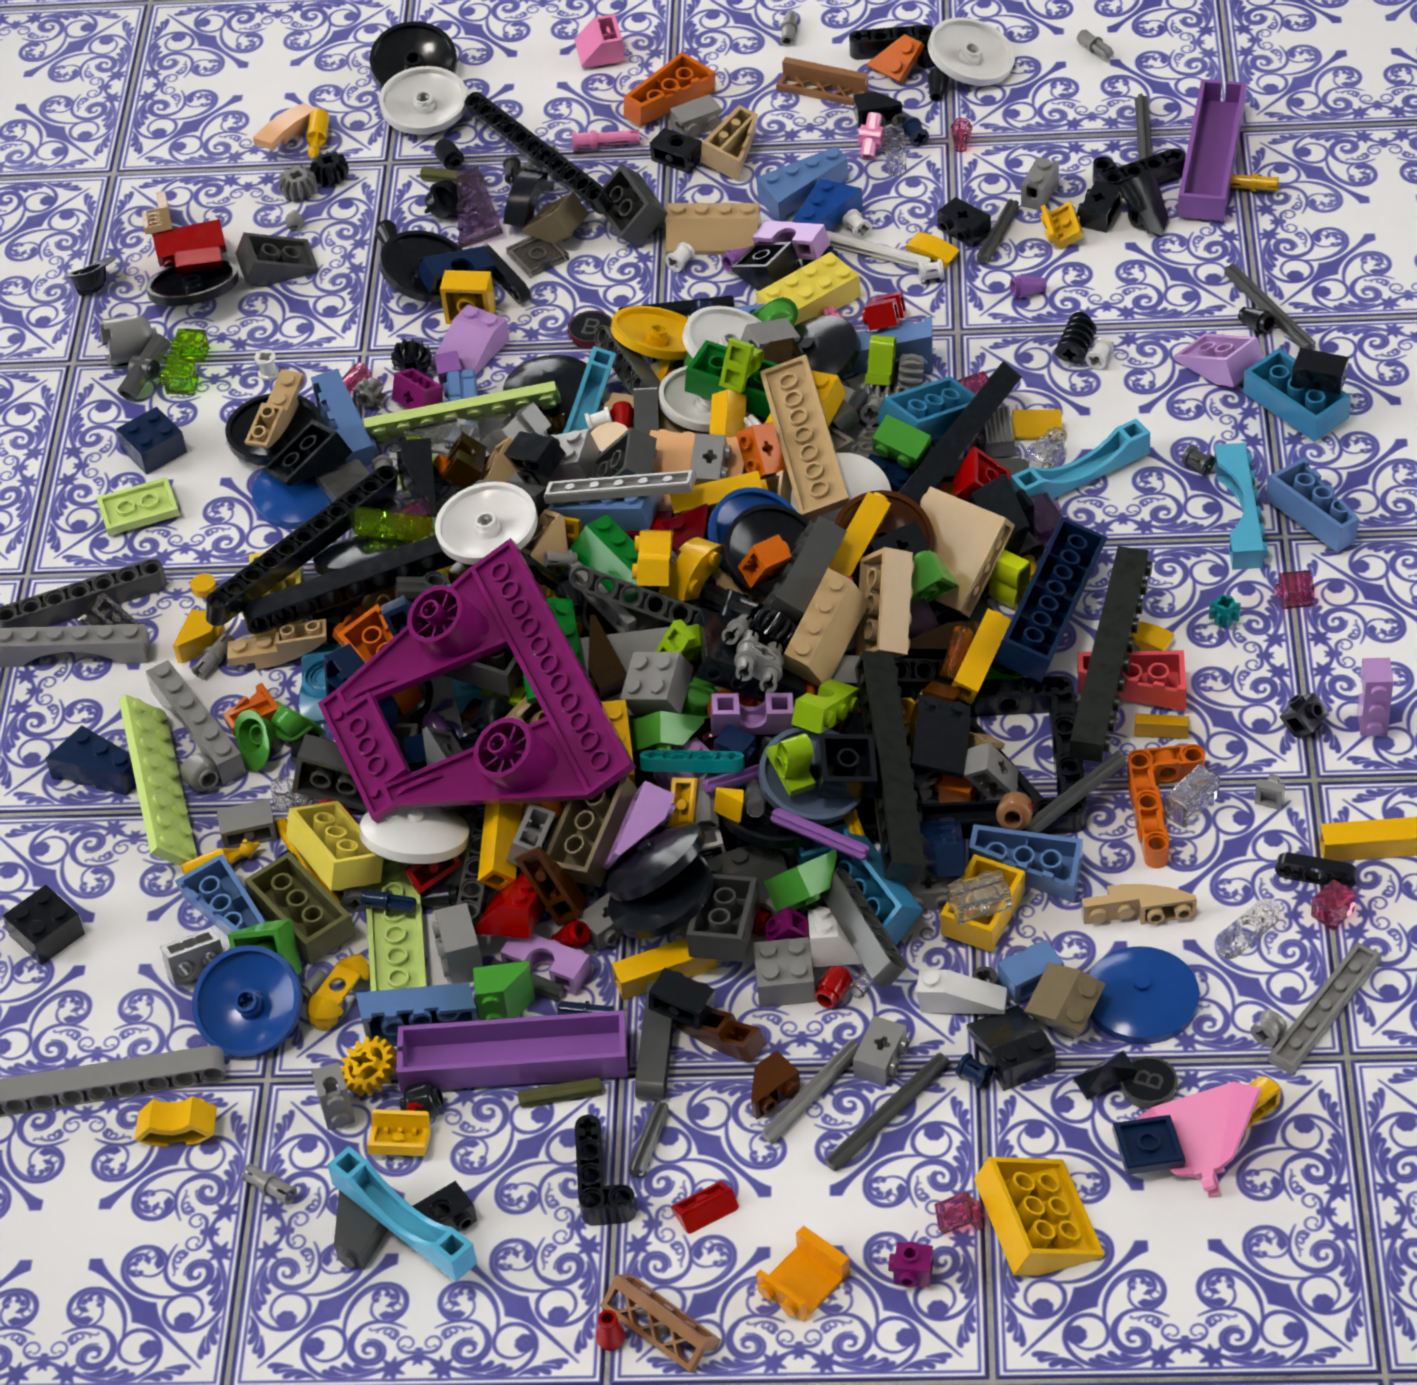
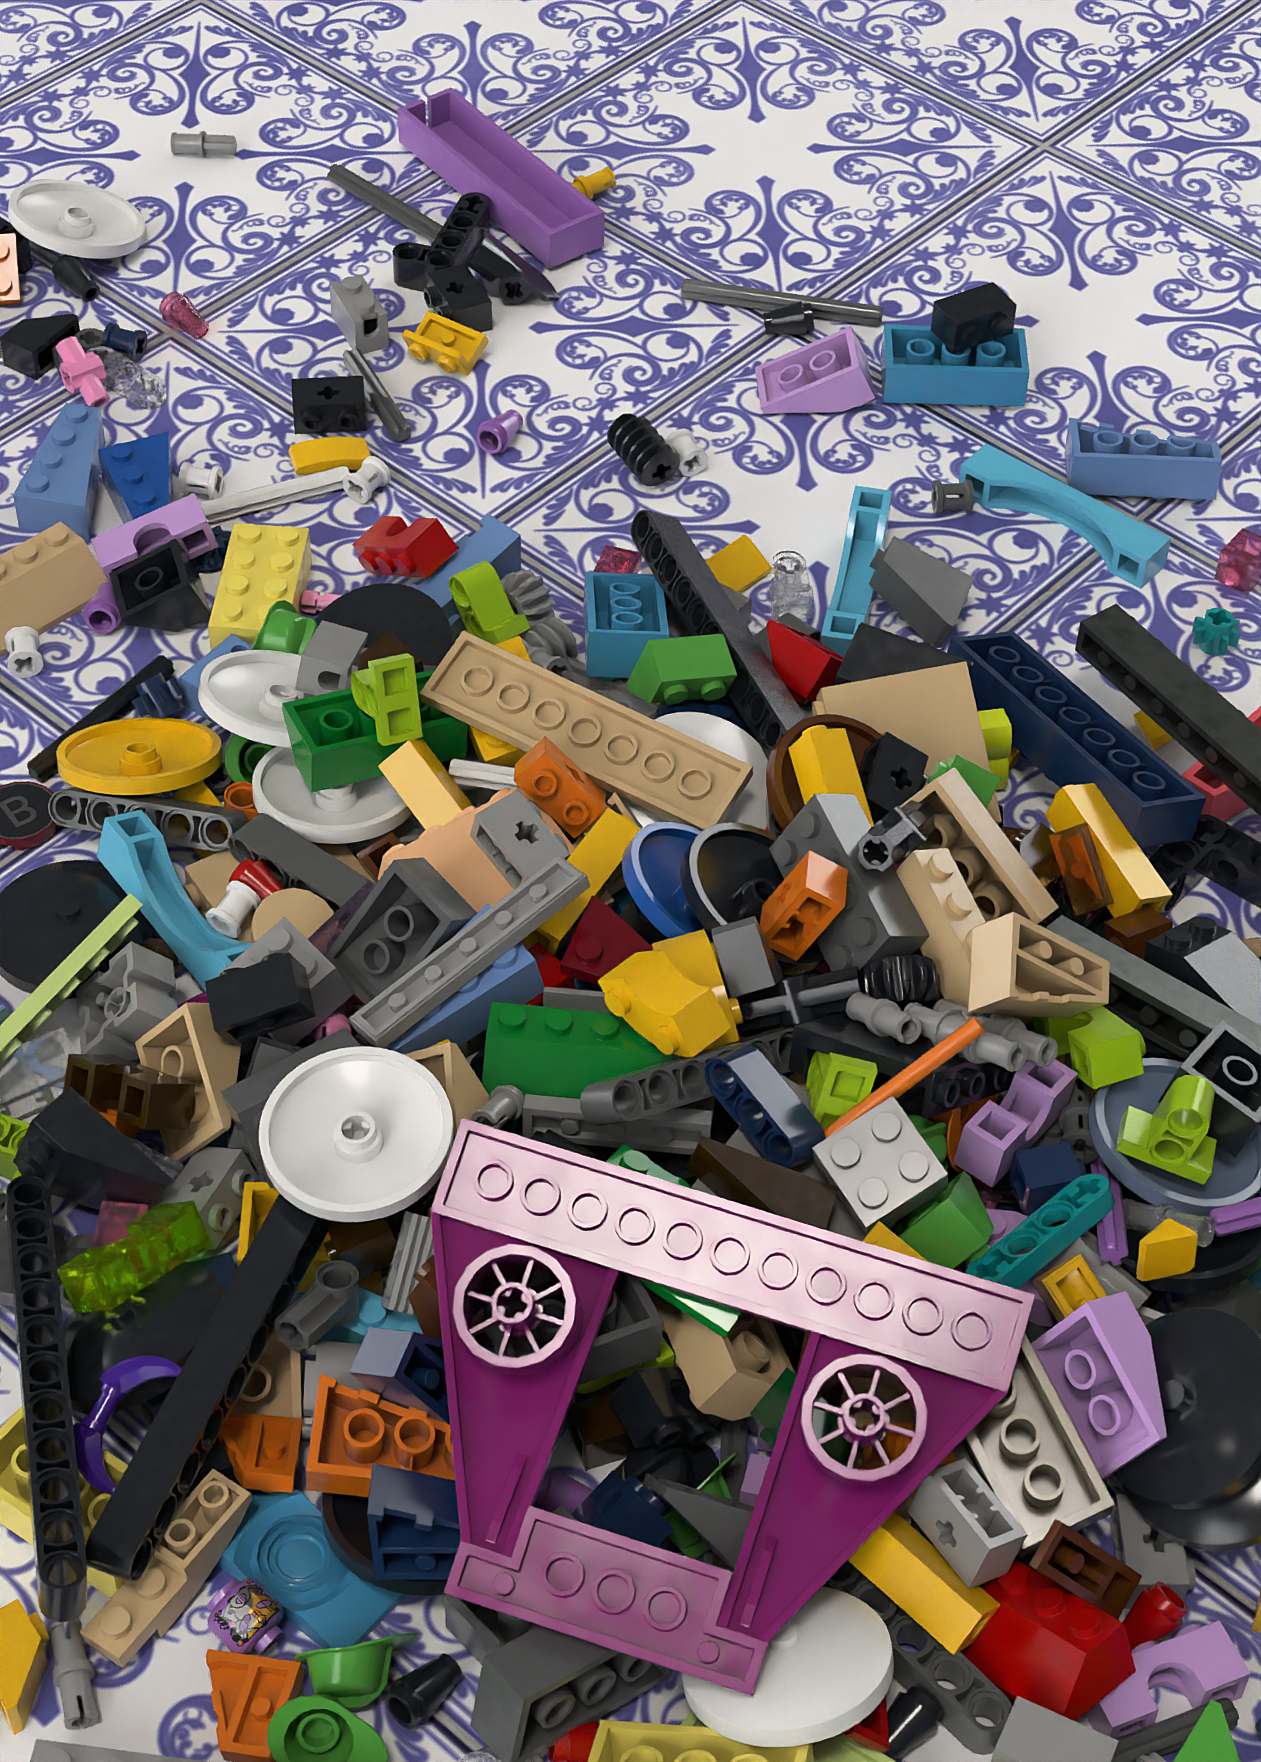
camera: 55 degrees left, 0 degrees up
(284, 681) = (245, 1616): none -> head
(322, 560) = (116, 1383): none -> dark purple piece
(645, 624) = (764, 1106): none -> dark blue beam
(707, 648) = (913, 1073): none -> orange bar
(717, 567) = (746, 957): none -> dark grey slope
(804, 651) = (1033, 971): none -> tan wedge
(838, 558) = (896, 835): none -> black piece
(1104, 492) = (920, 588): none -> dark grey slope

